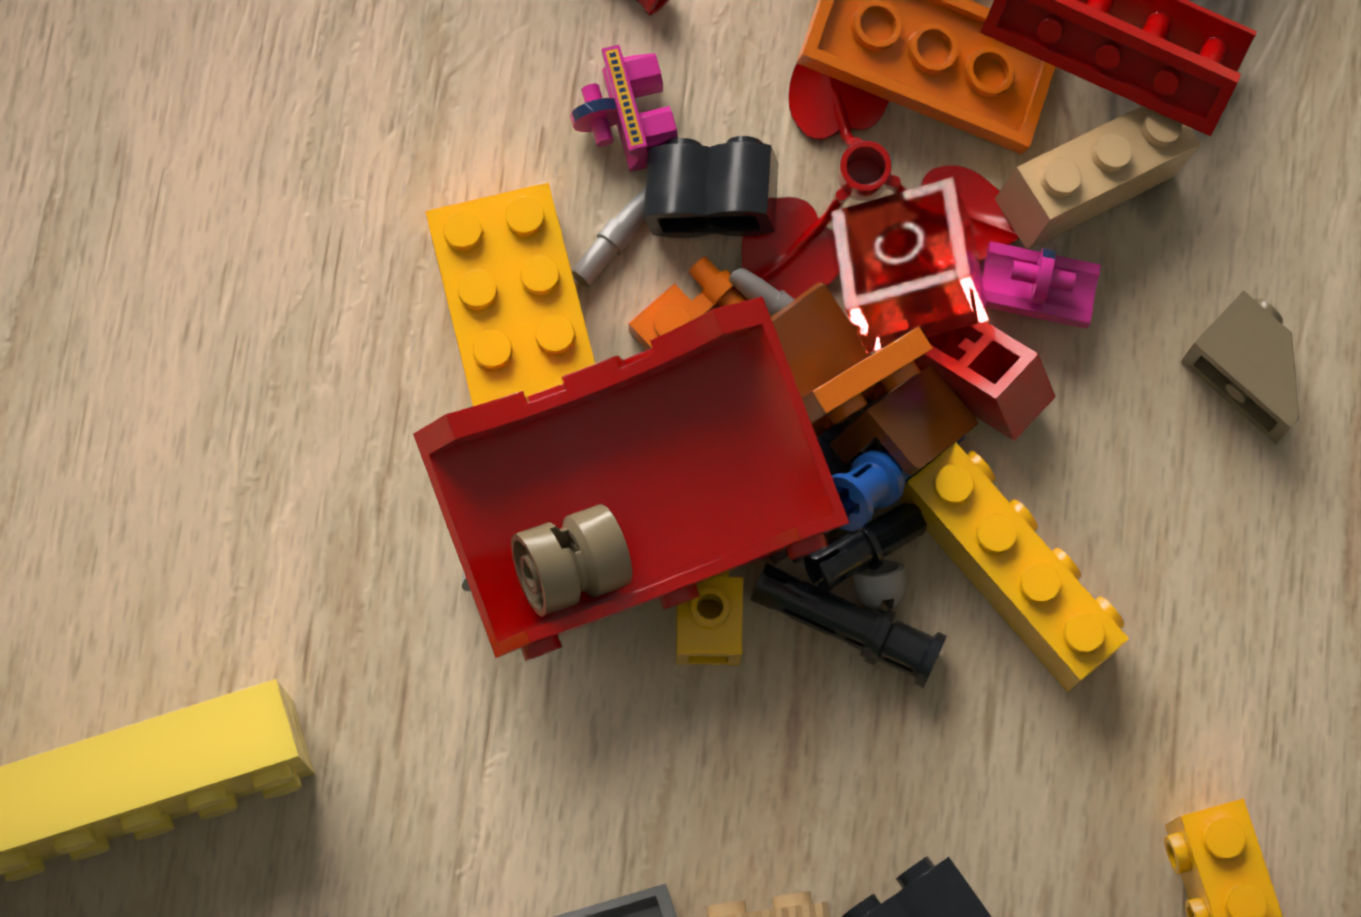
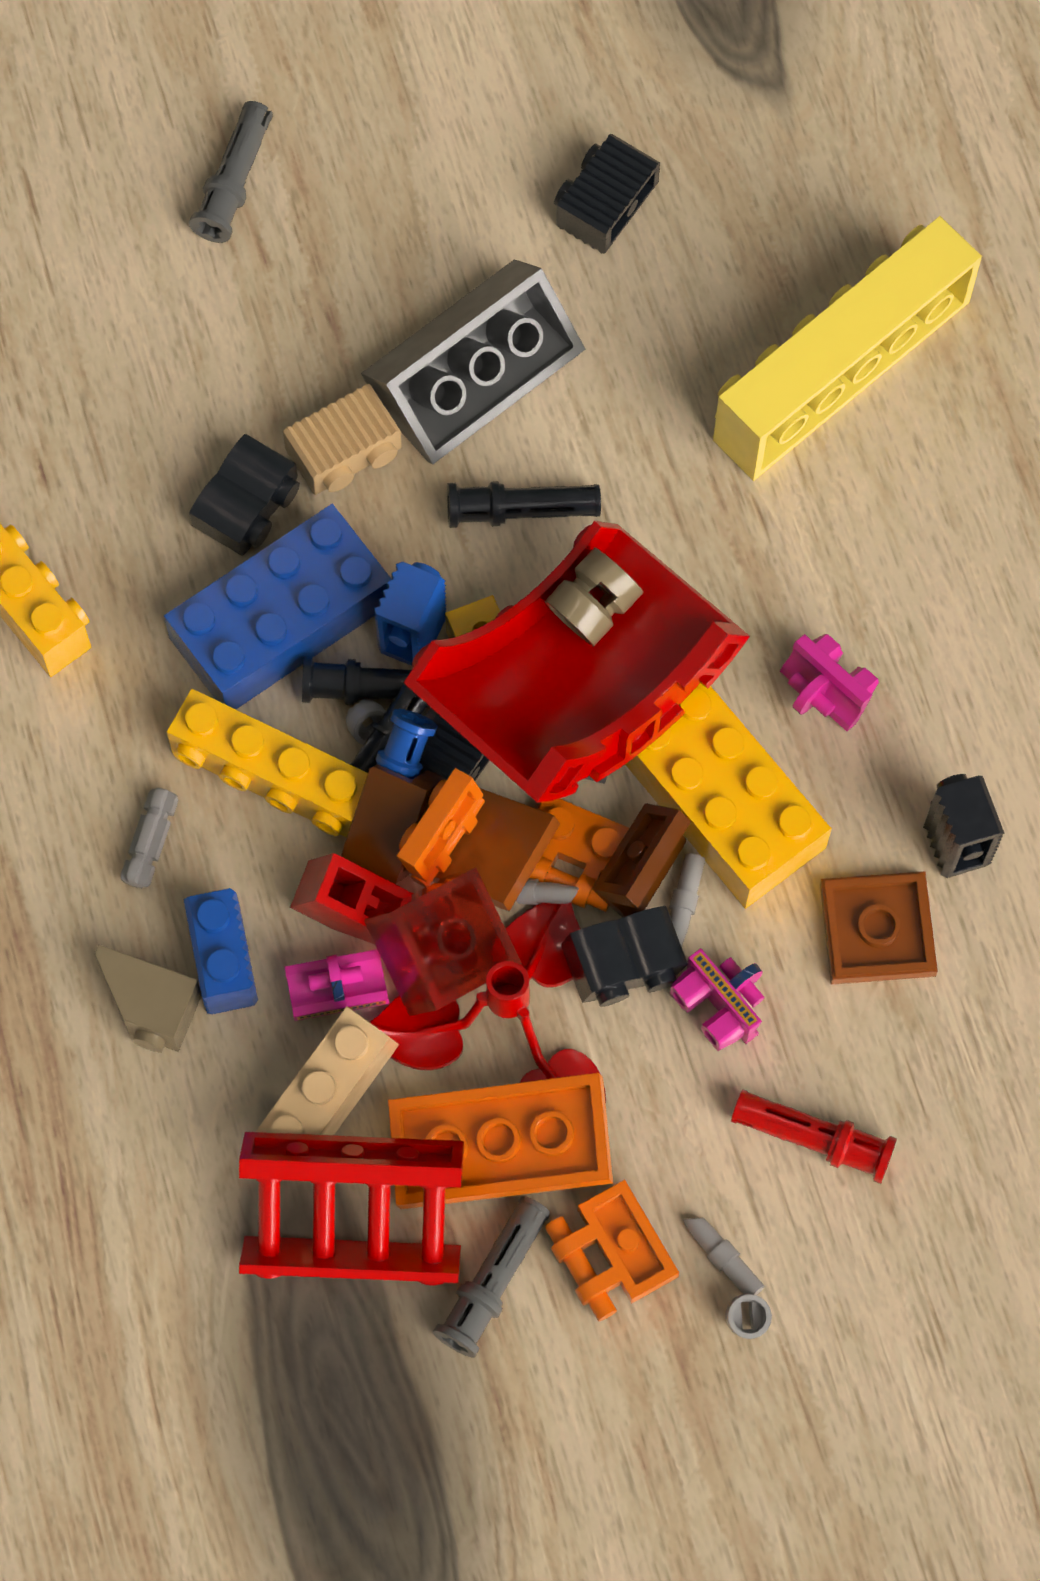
camera: 160 degrees right, 5 degrees down
(278, 160) = (963, 825): none -> black brick
(346, 398) = (825, 684): none -> dark pink hips
(420, 123) = (878, 927): none -> dark orange tile
(613, 786) = (499, 503): none -> black pin
(645, 274) = (642, 859): none -> reddish brown panel
(782, 669) = (410, 611): none -> blue brick
(931, 756) = (278, 608): none -> blue brick
(1151, 377) = (220, 951): none -> blue brick
(1181, 552) = (149, 838): none -> light grey axle

